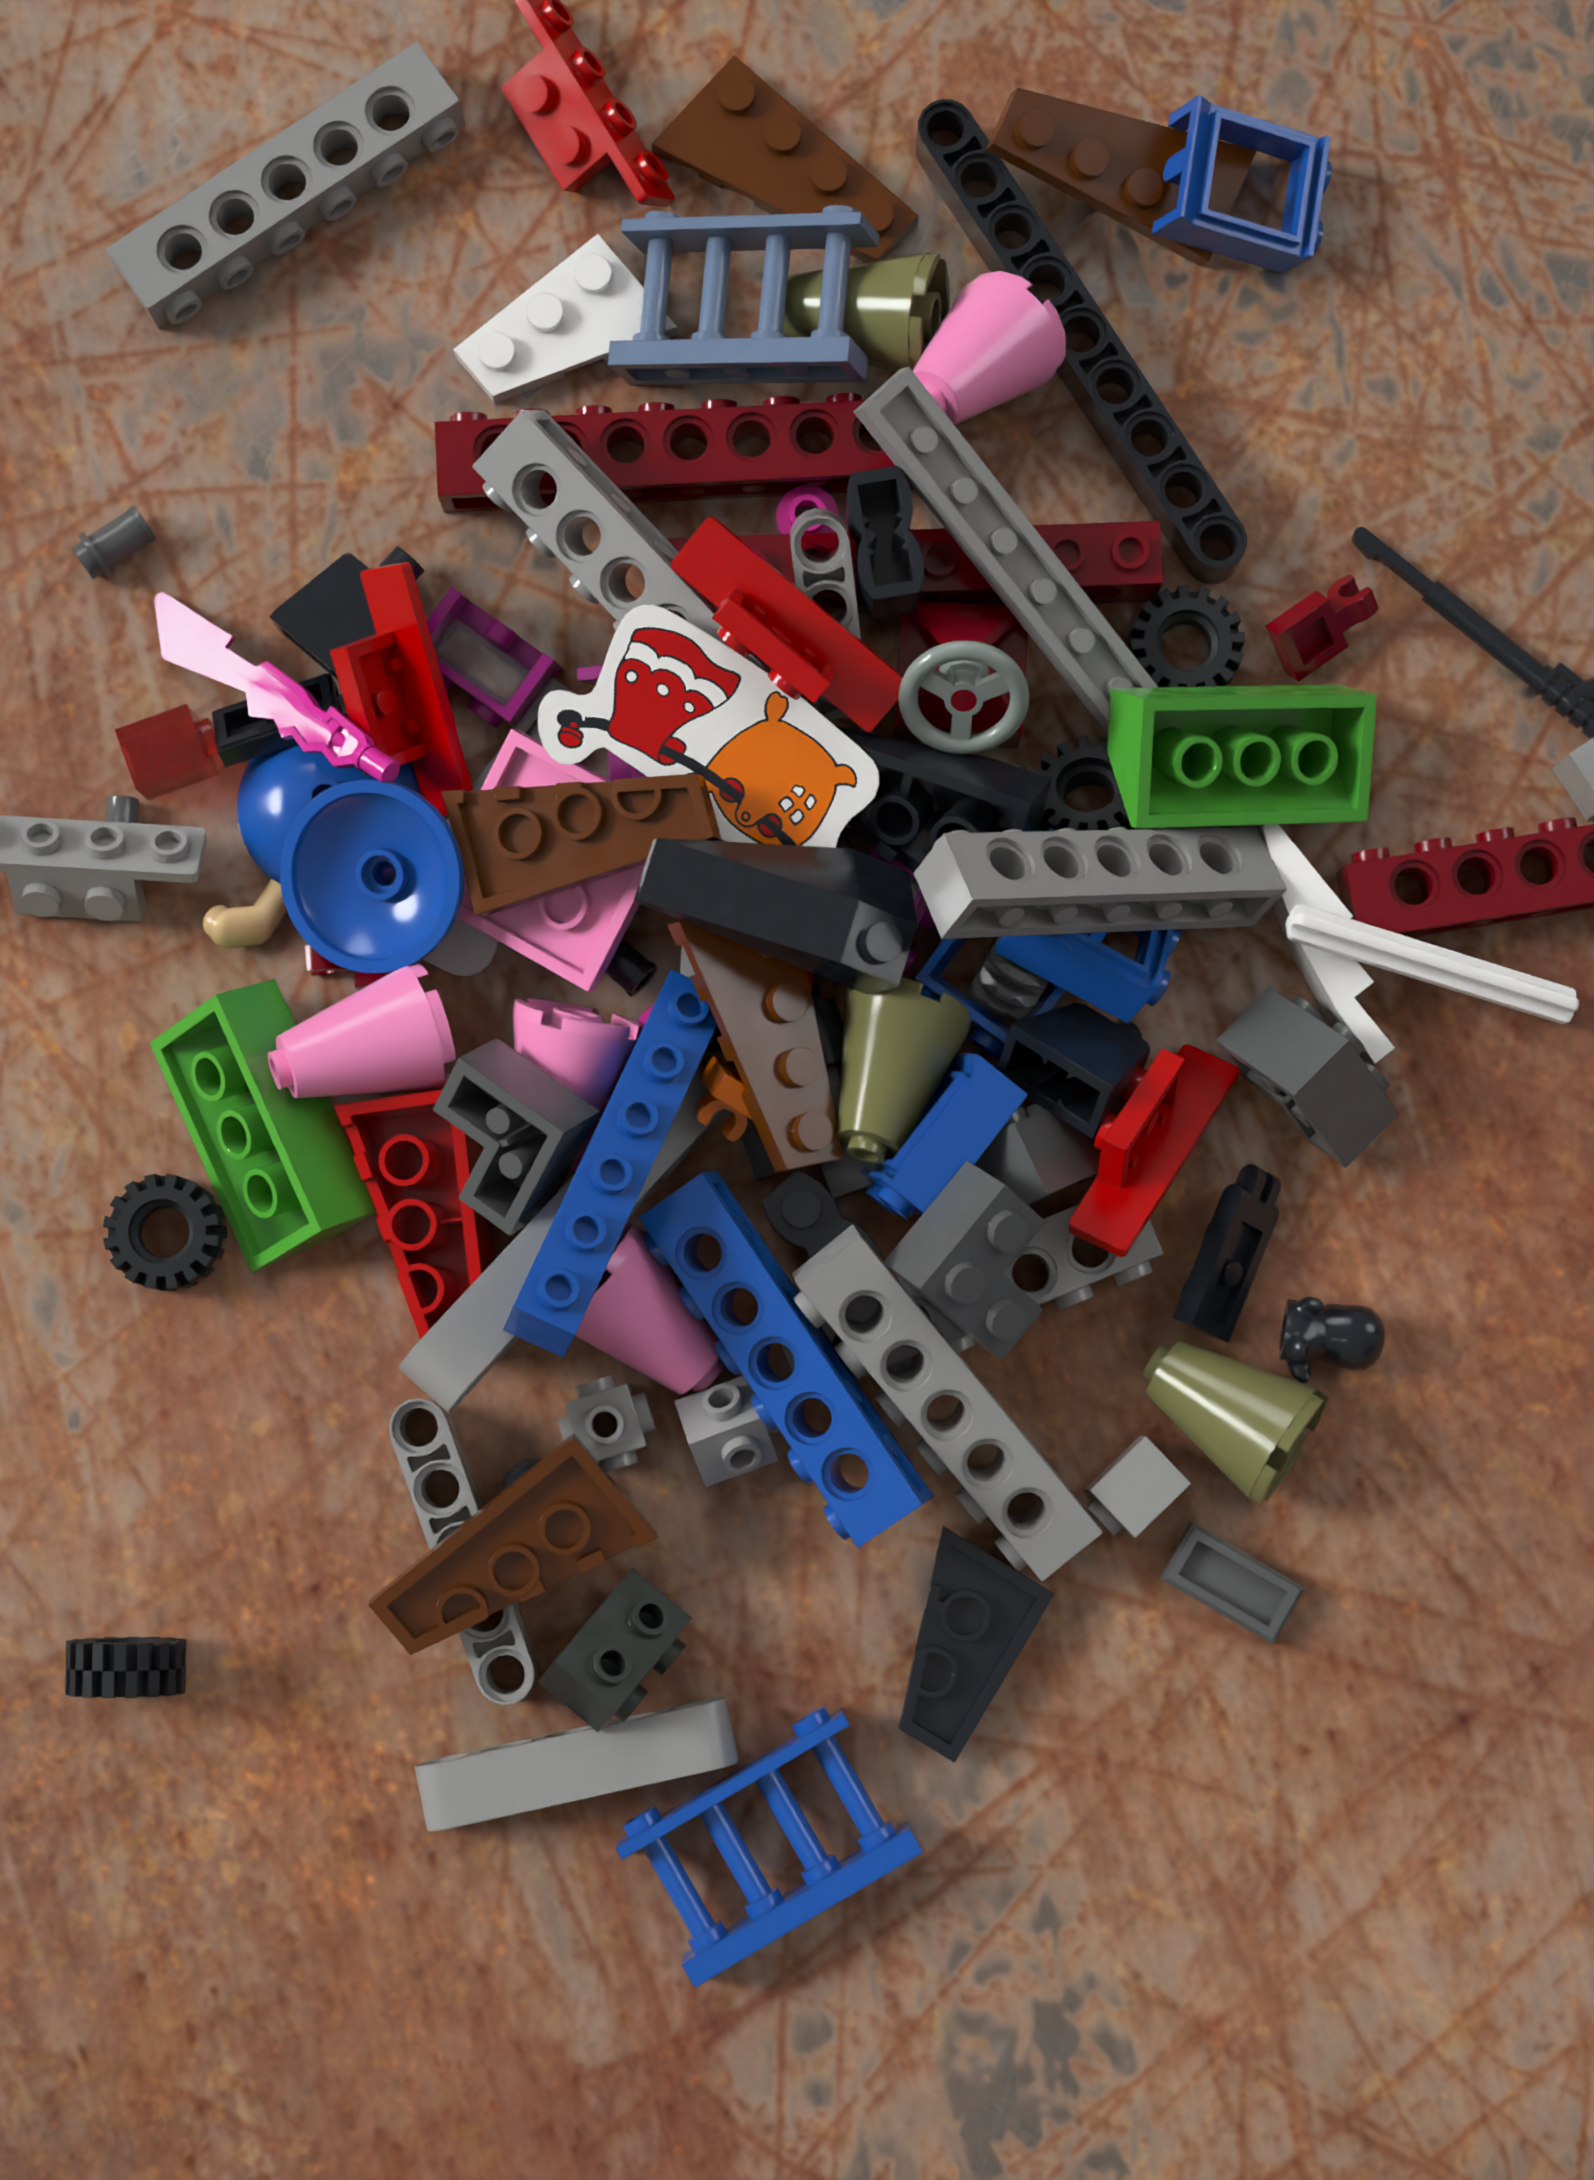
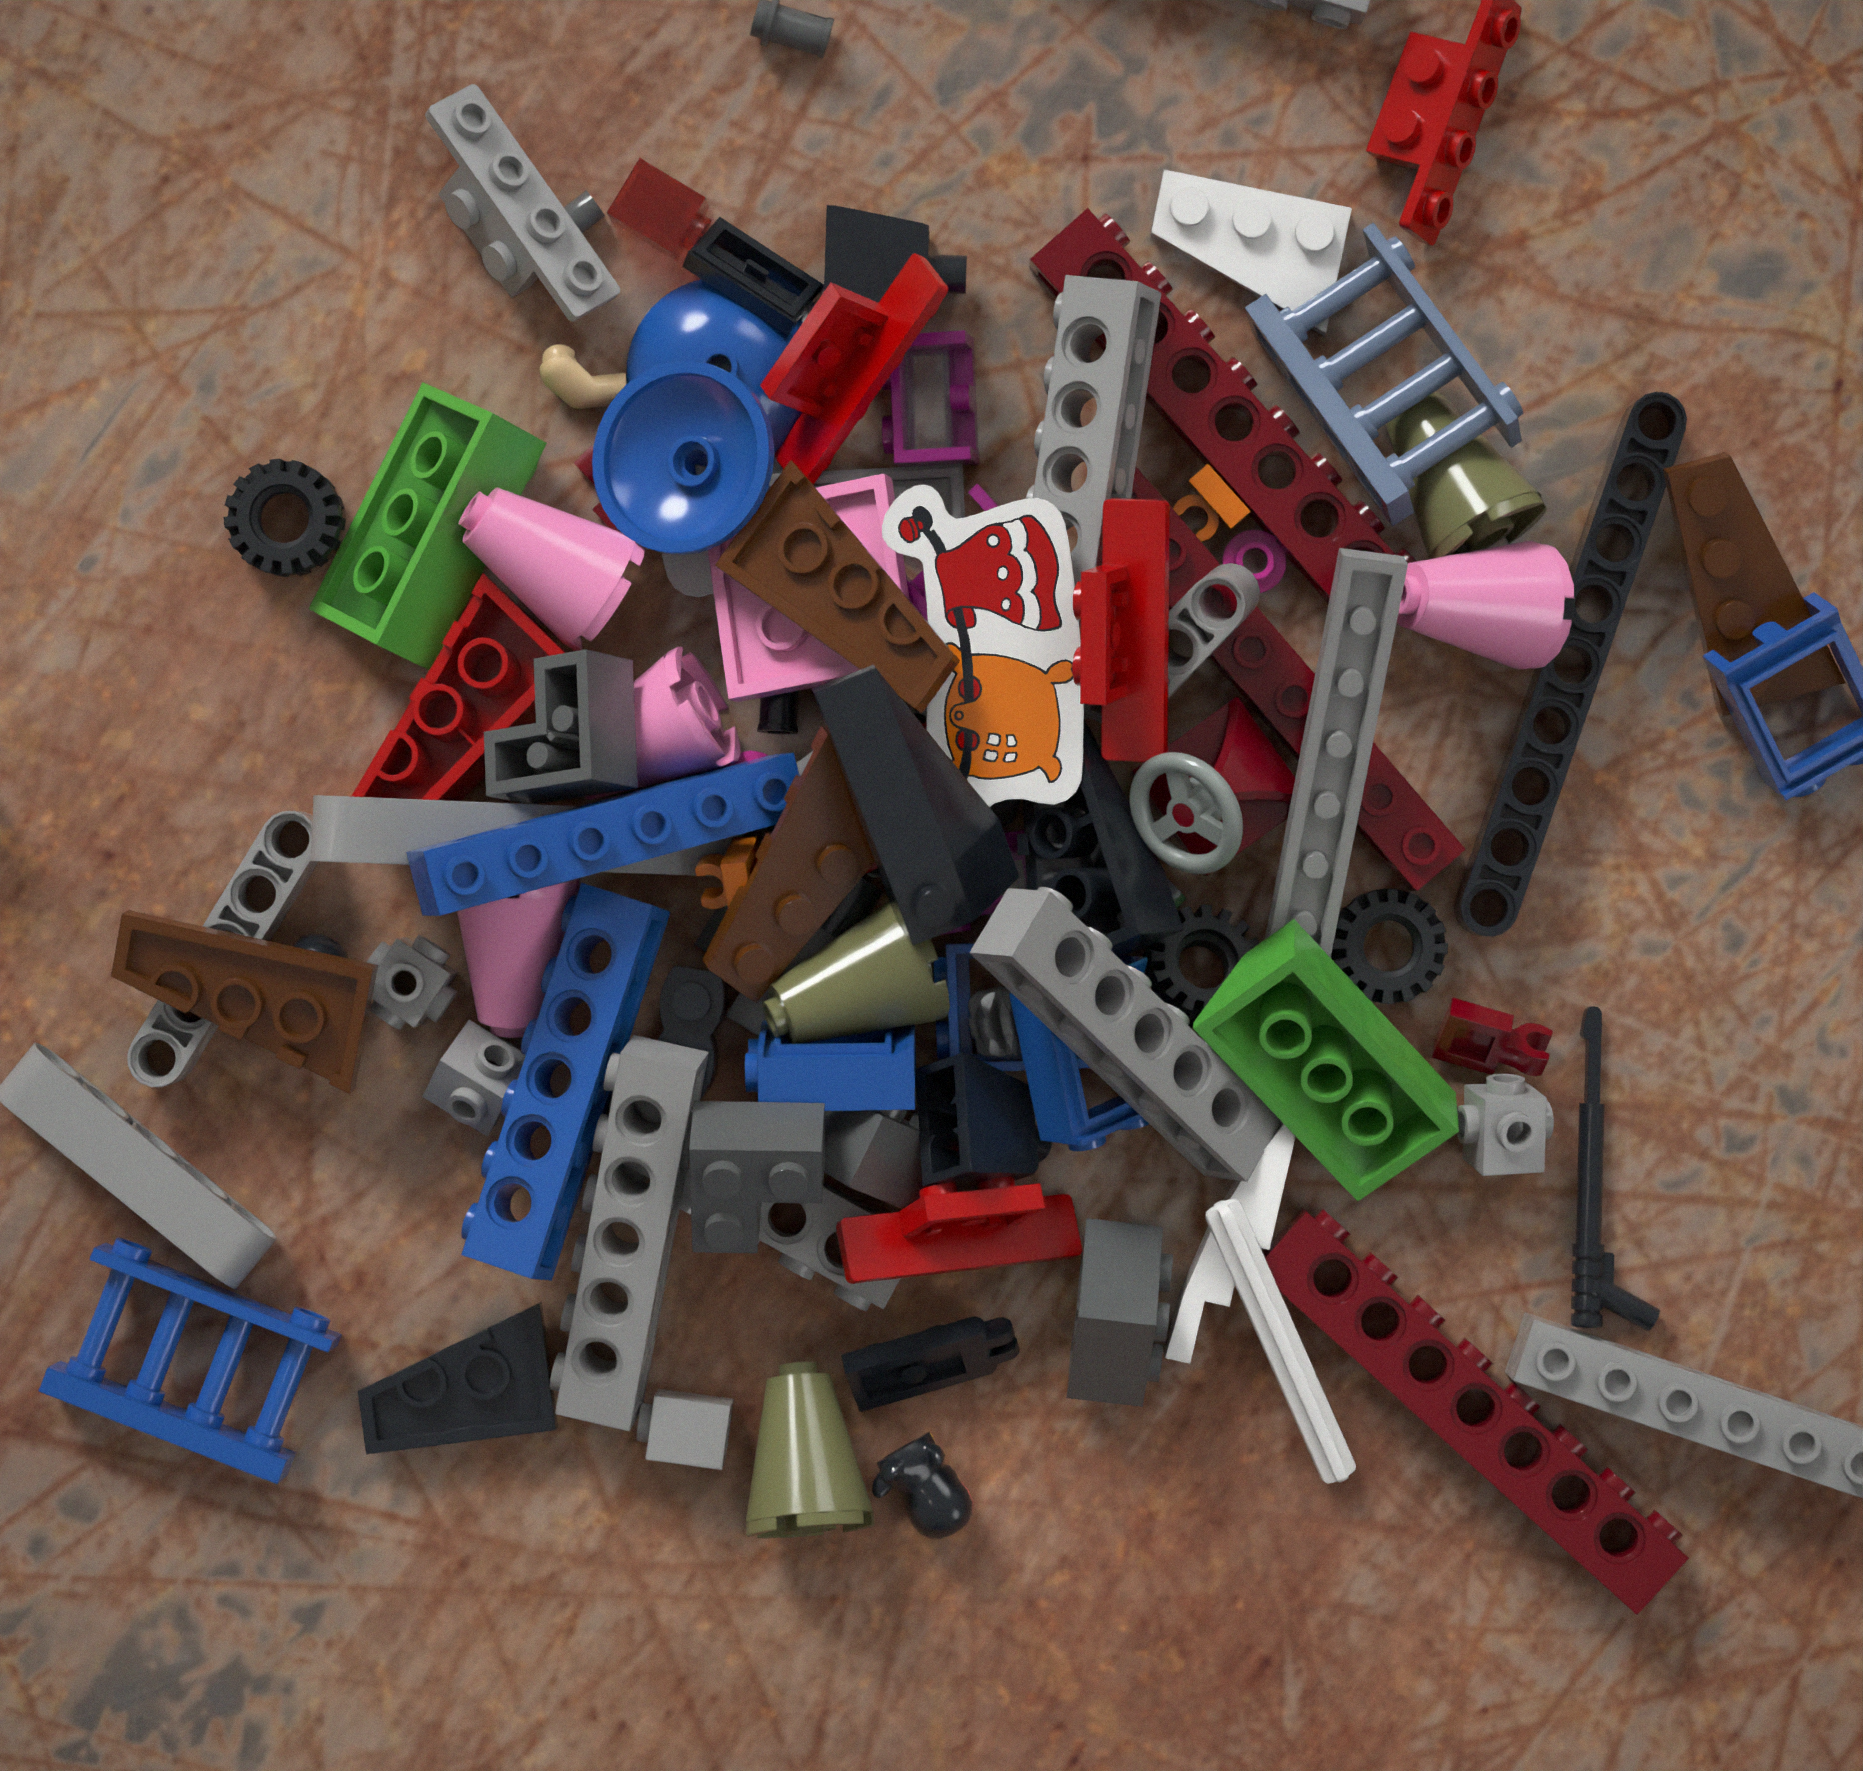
camera: 55 degrees right, 5 degrees up
(270, 693) = (766, 257): sword -> none
(615, 1651) = (242, 1129): pearl dark grey brick -> none
(738, 504) = (1215, 499): none -> orange tile
(768, 151) = (1530, 296): reddish brown wing -> none
(888, 554) = (1274, 636): black brick -> none
(1231, 1583) = (675, 1559): dark grey tile -> none
(1397, 663) = (1504, 1126): none -> light grey brick

